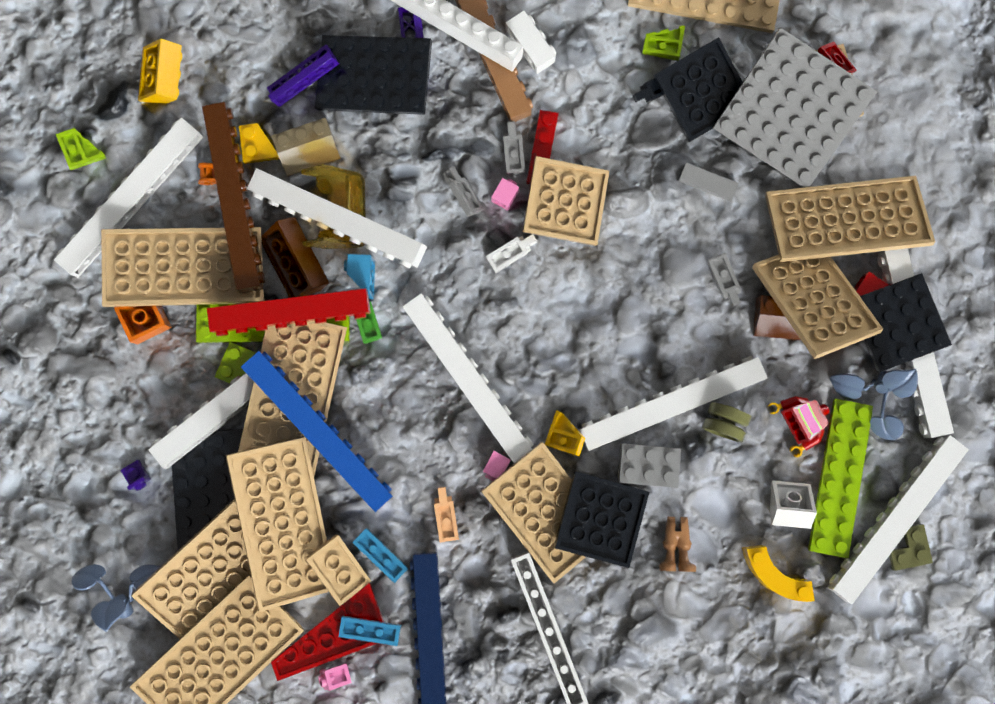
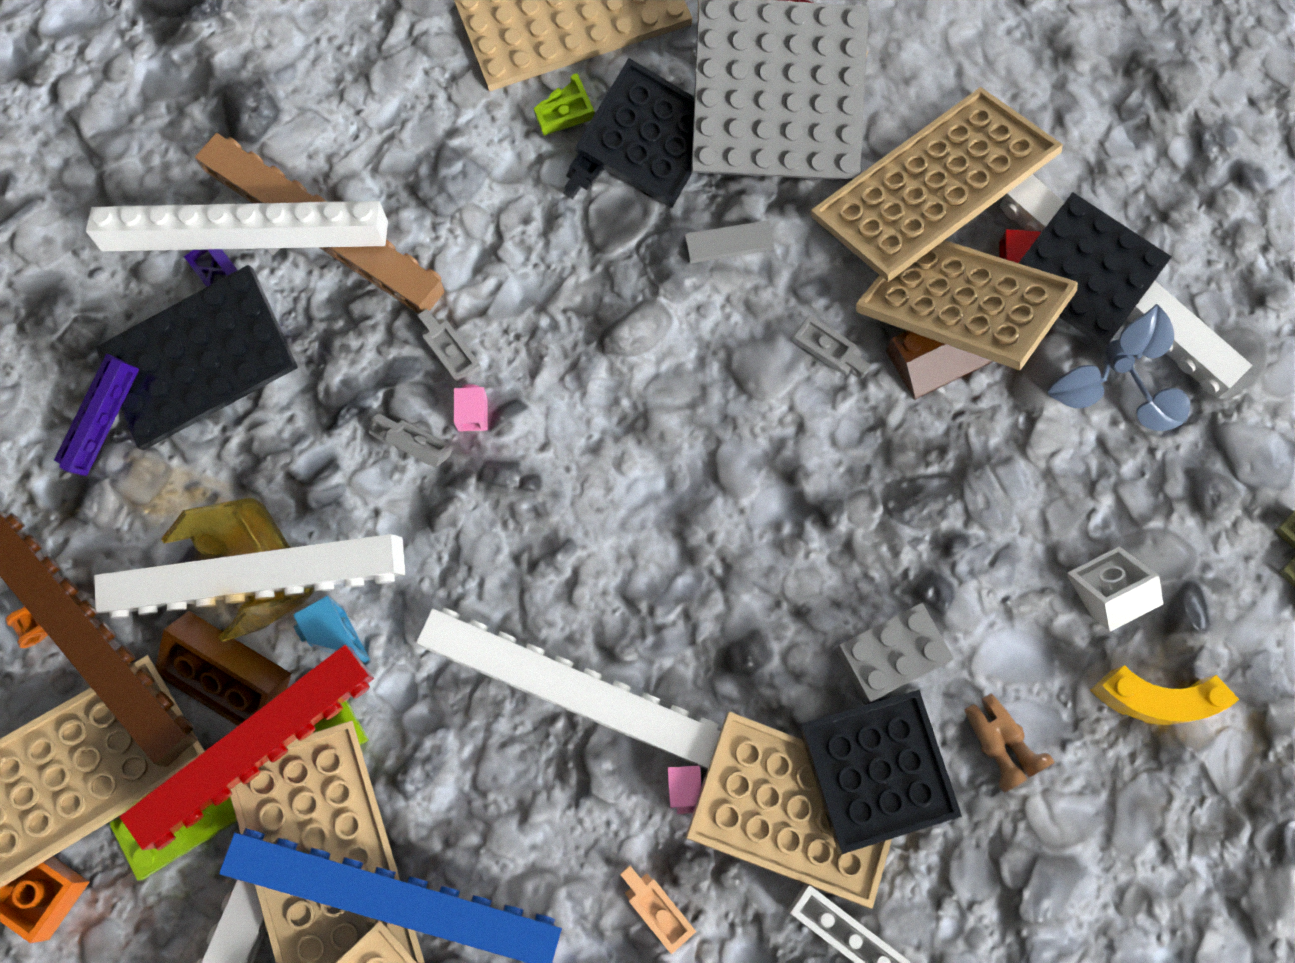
camera: 30 degrees left, 10 degrees down
(232, 361) = (207, 884): lime wing -> none
(255, 145) = (80, 546): yellow wing -> none
(306, 146) = (150, 505): dark tan slope -> none
(369, 327) = (385, 701): bright green plate -> none
(510, 252) = (524, 481): white hinge -> none
(535, 48) = (402, 205): white brick -> none
(543, 138) = (485, 323): red plate -> none
(564, 435) = (753, 685): yellow wing -> none
(565, 201) = (558, 370): tan plate -> none
(672, 404) = (868, 553): white brick -> none
(726, 420) = (958, 529): olive wheel -> none
(805, 421) = (1055, 465): red torso -> none
(840, 478) = (1153, 515): lime plate -> none
(897, 518) = (1261, 525): white brick -> none

